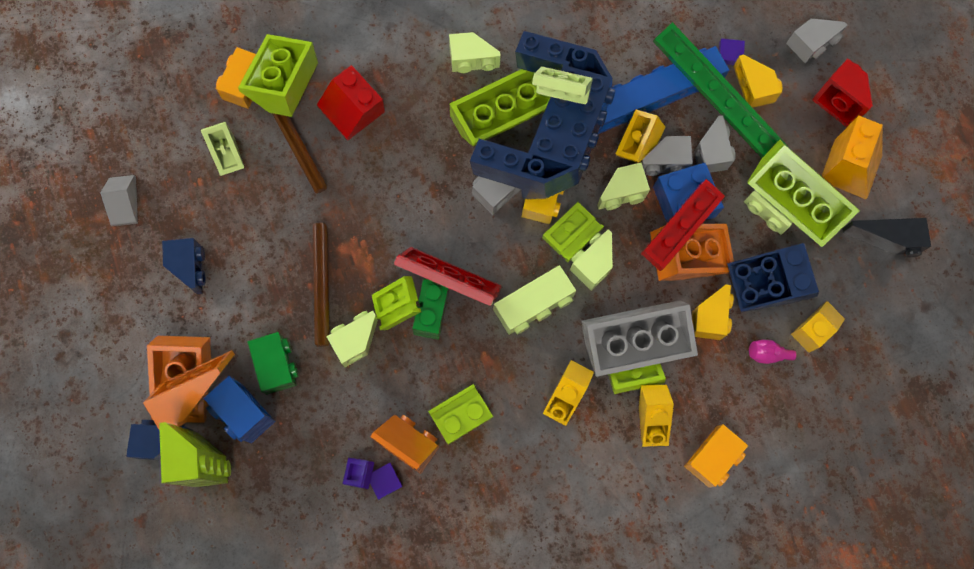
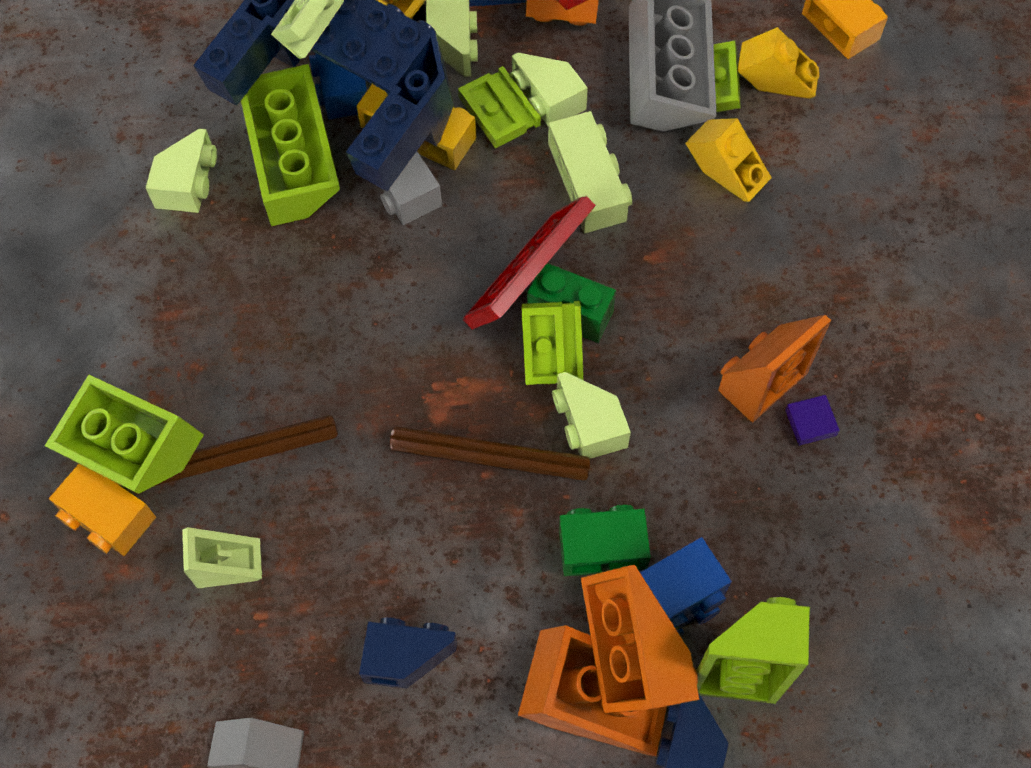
camera: 70 degrees left, 10 degrees down
(350, 103) = (205, 352): red slope -> none
(358, 473) = (796, 450): dark purple tile -> none
(460, 414) = (731, 302): lime plate -> none

